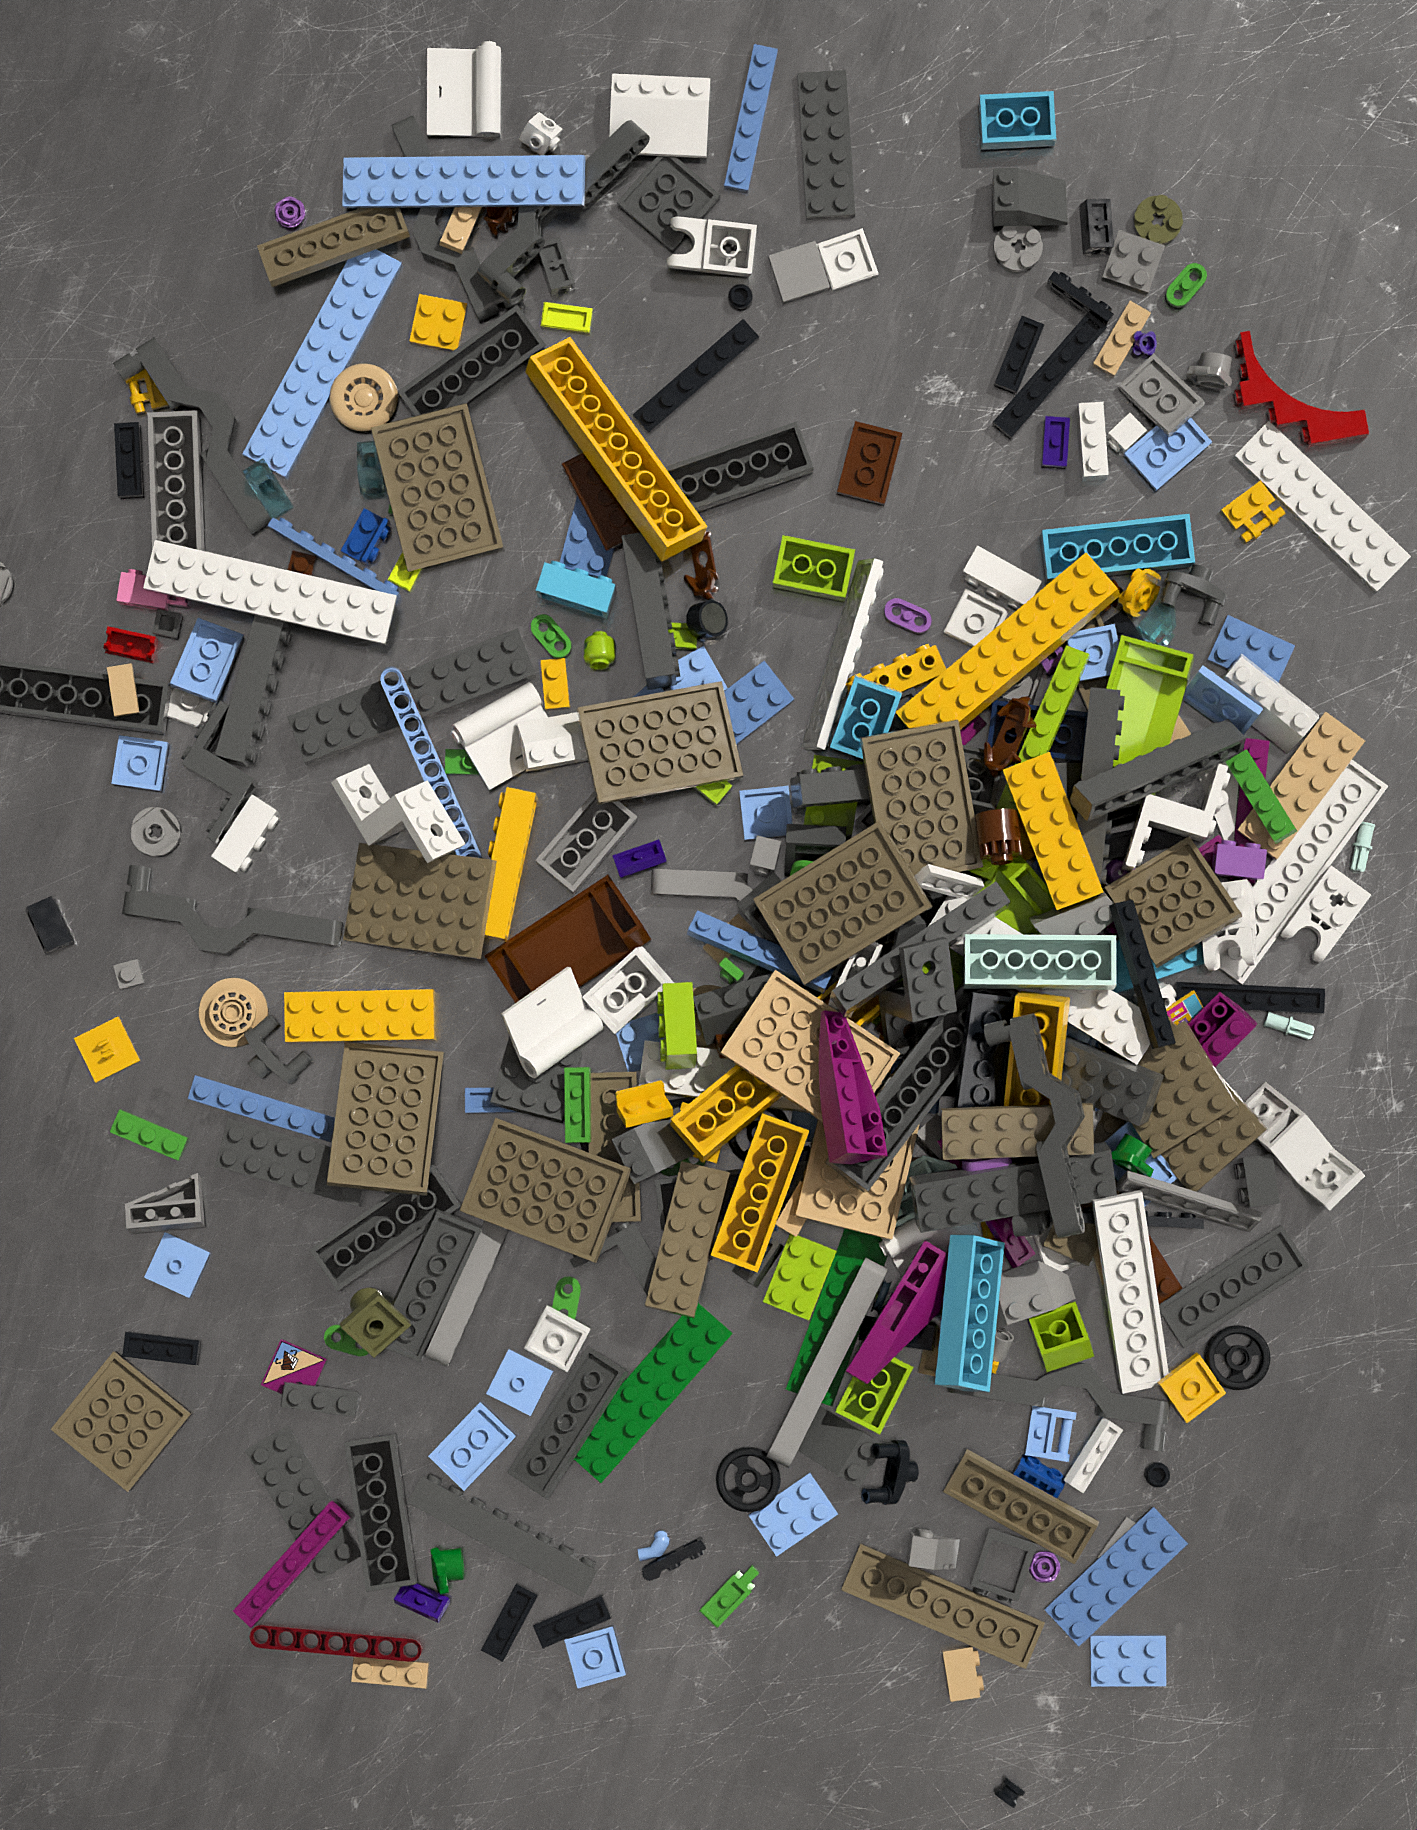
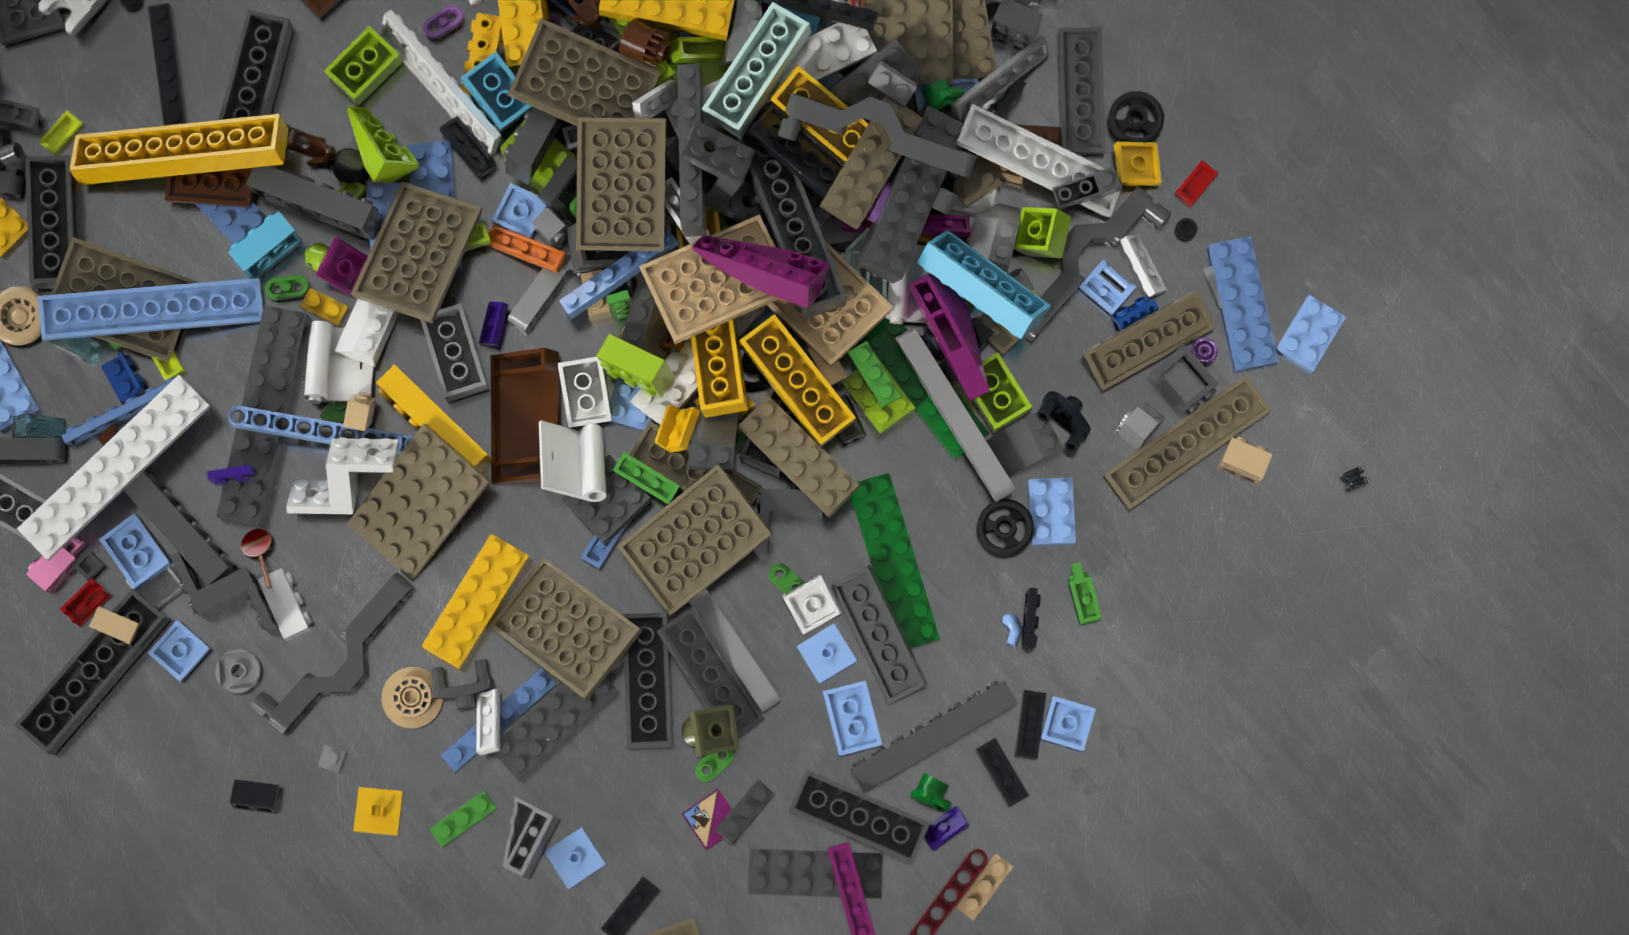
camera: 60 degrees left, 5 degrees down
(252, 1101) = (488, 722): none -> white tile
(284, 769) = (254, 545): none -> piece
(325, 700) = (239, 473): none -> dark purple plate
(445, 523) = (150, 309): none -> light blue plate
(470, 789) = (359, 411): none -> tan brick
(604, 678) = (342, 266): none -> magenta tile
(732, 844) = (526, 249): none -> orange tile
(737, 643) = (378, 149): none -> lime wedge
(798, 721) = (468, 147): none -> black plate
(814, 1261) = (874, 375): none -> bright green plate
(1108, 1103) = (892, 83): none -> light grey brick
(1131, 1355) = (1087, 188): none -> dark grey slope
(1210, 1457) = (1196, 183): none -> red tile

